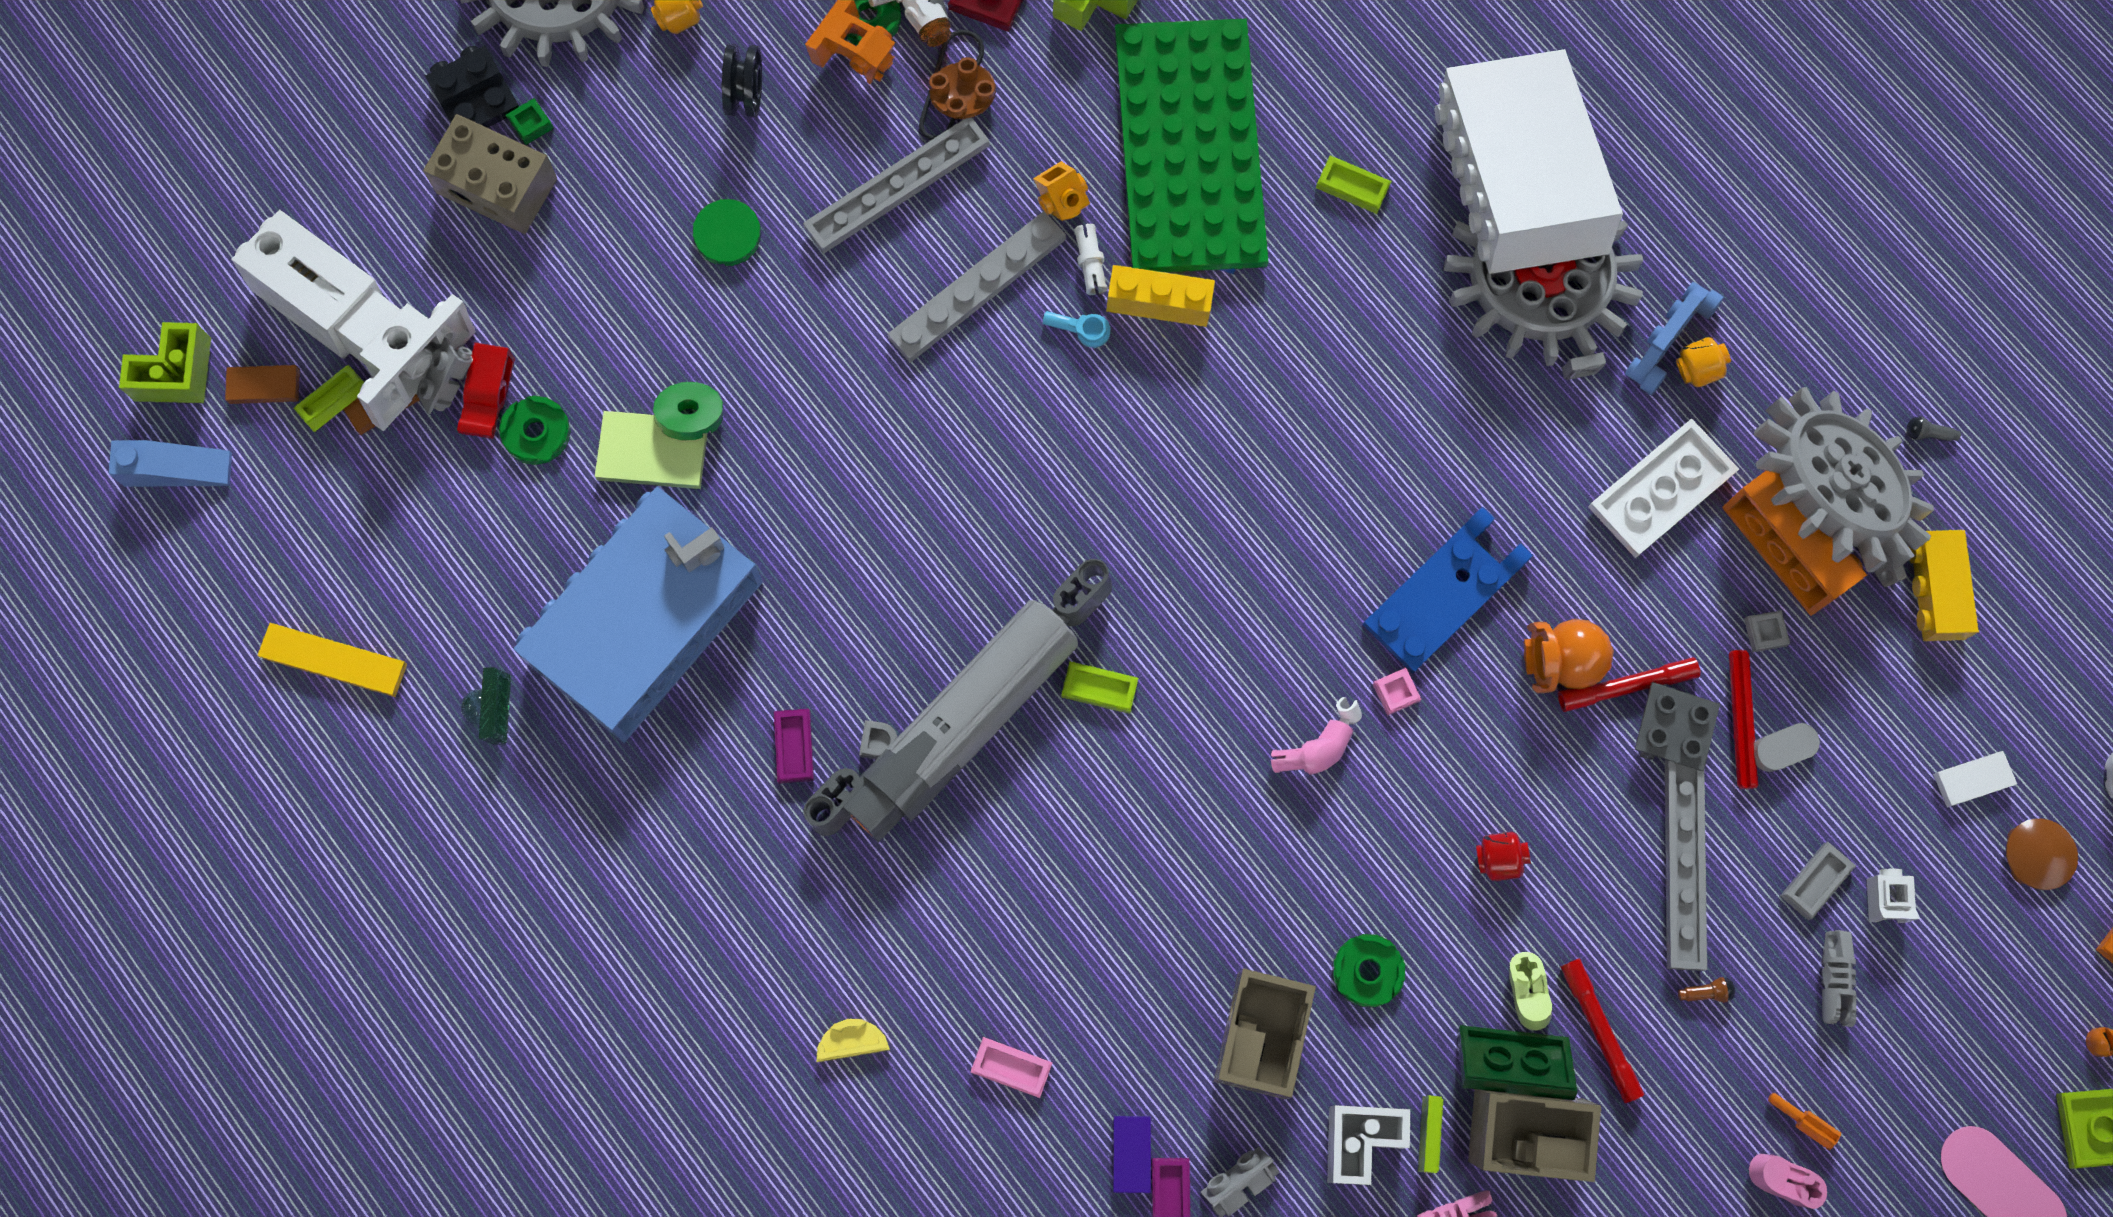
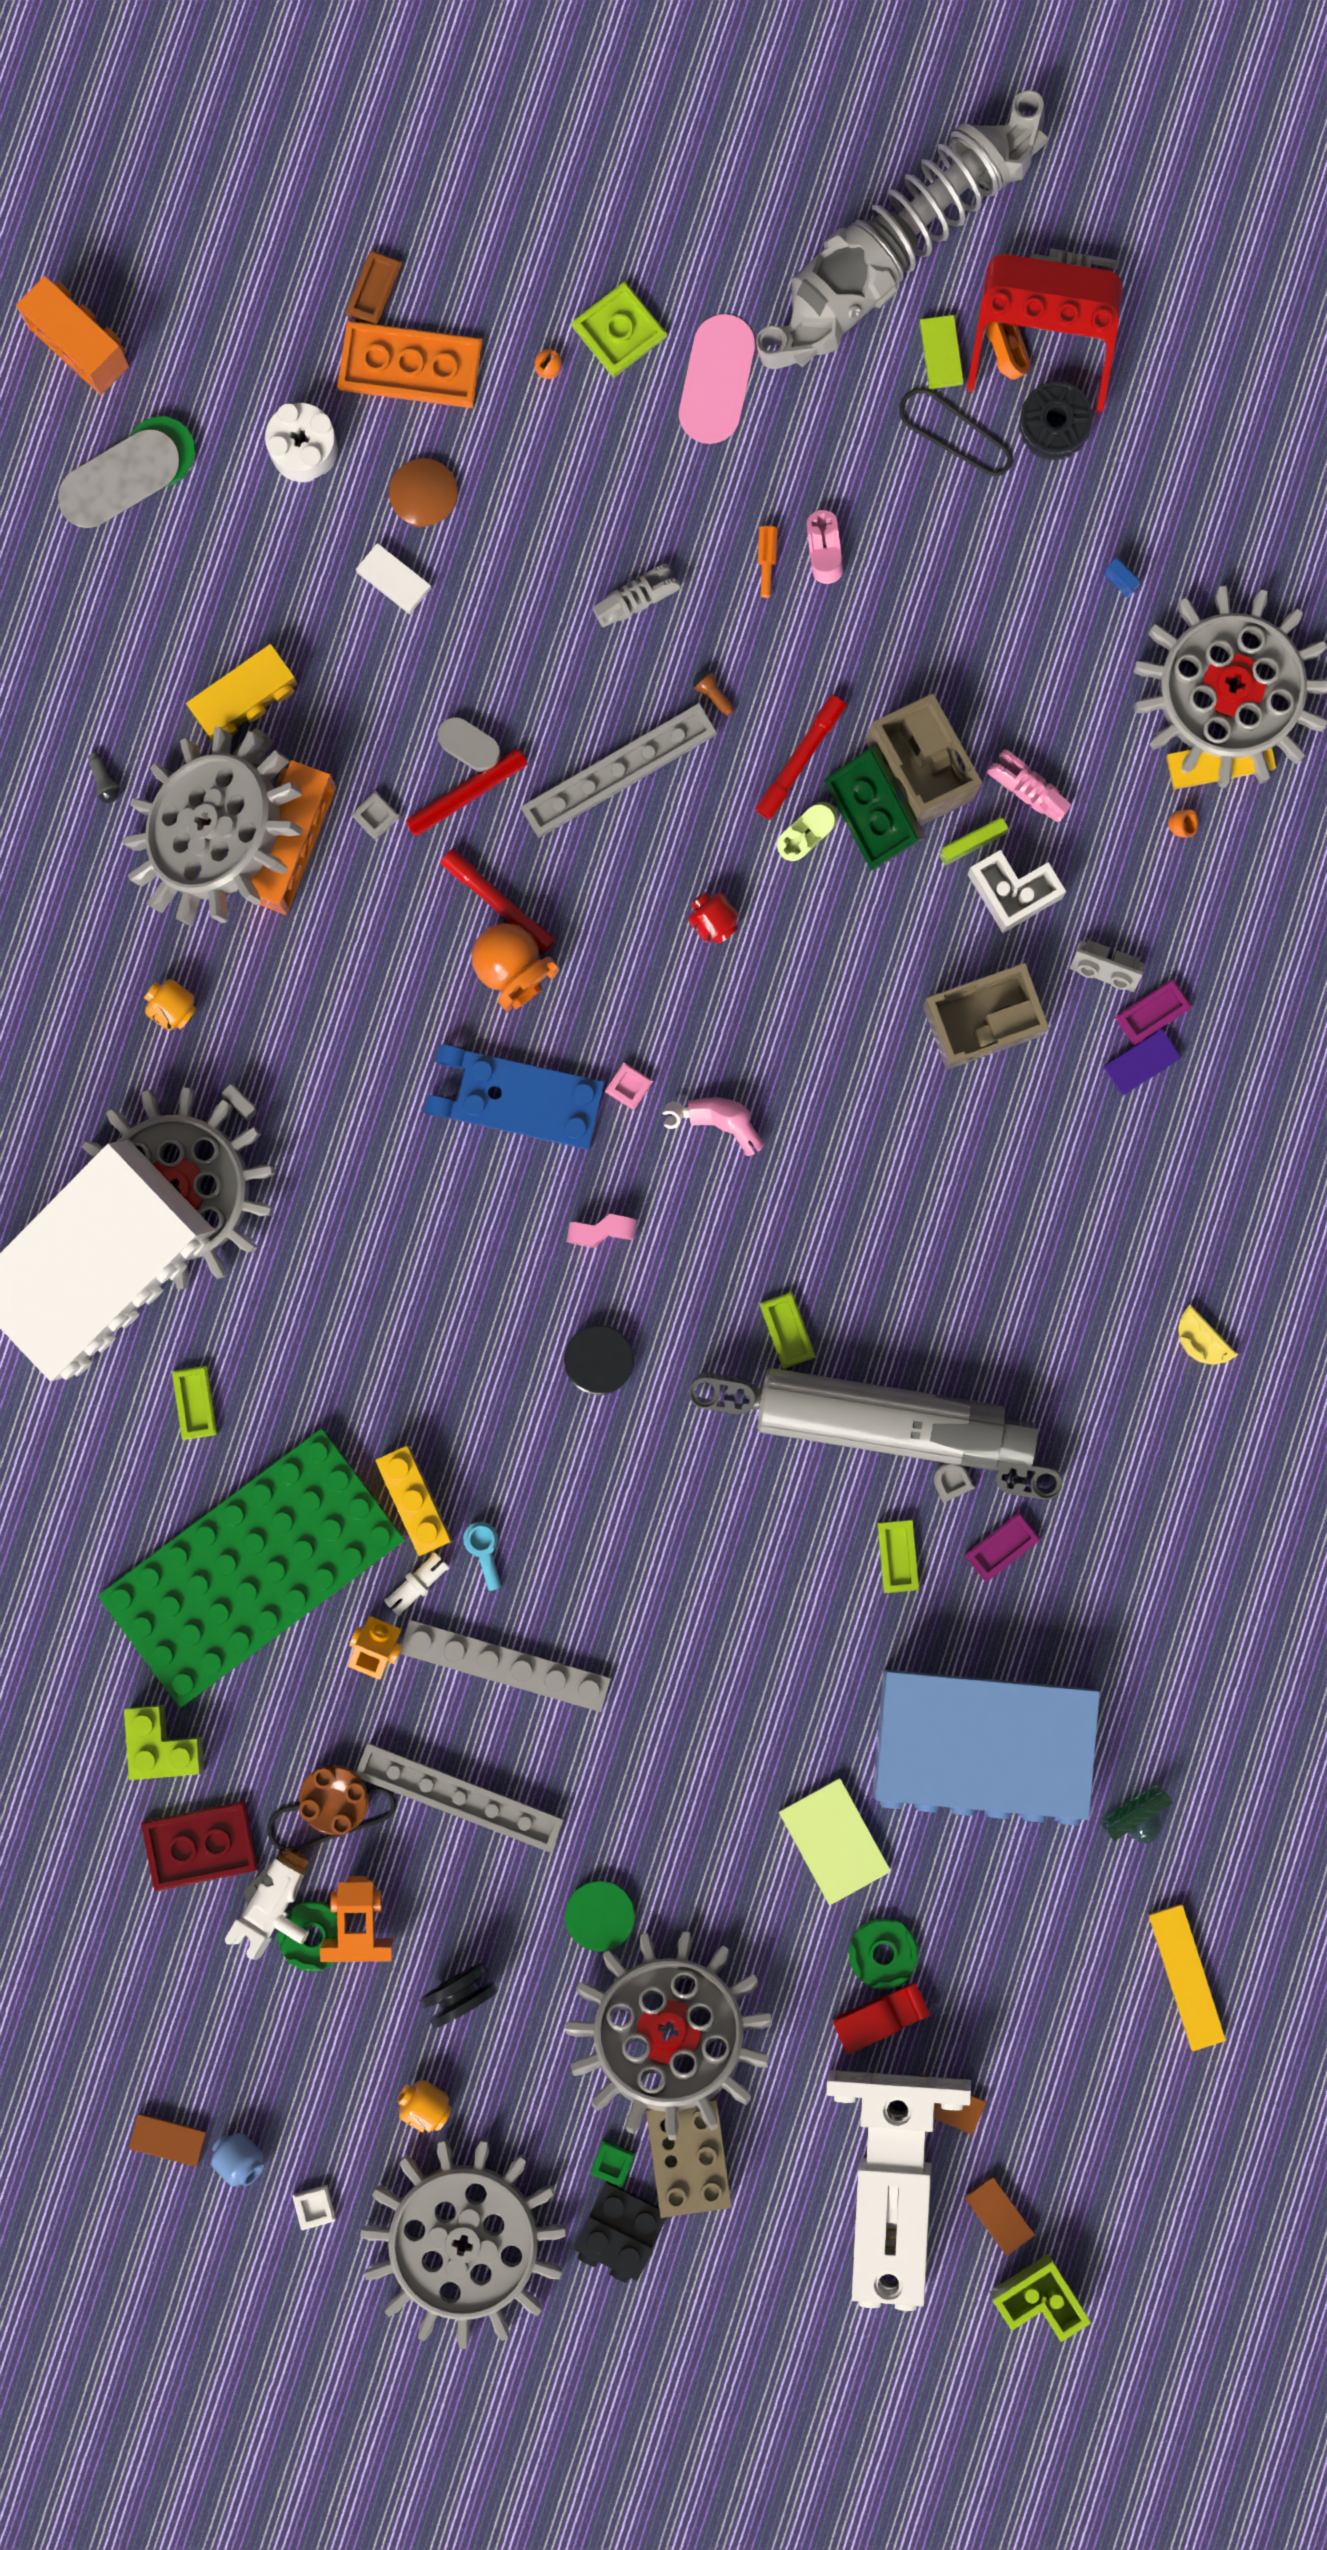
camera: 115 degrees left, 10 degrees up
(168, 464) = (1120, 2236): medium blue slope -> none
(330, 398) = (973, 2145): lime tile -> none
(436, 388) = (896, 2061): light grey hinge -> none
(568, 259) = (677, 2089): none -> light grey gear
(688, 396) = (768, 1843): tile -> none
(701, 550) = (908, 1718): light grey bracket -> none
(846, 653) = (898, 1556): none -> lime tile
(1011, 1067) = (1138, 1200): bright pink tile -> none
(1178, 516) = (599, 1360): none -> black tile
(1287, 576) = (611, 1226): none -> bright pink piece
(1390, 970) = (867, 987): green tile -> none
(1663, 488) = (305, 972): white plate -> none
(1676, 727) = (512, 841): dark grey hinge -> none
(1695, 300) = (112, 1040): medium blue plate -> none
(1818, 880) = (563, 657): light grey tile -> none
(1891, 897) = (541, 591): white window -> none

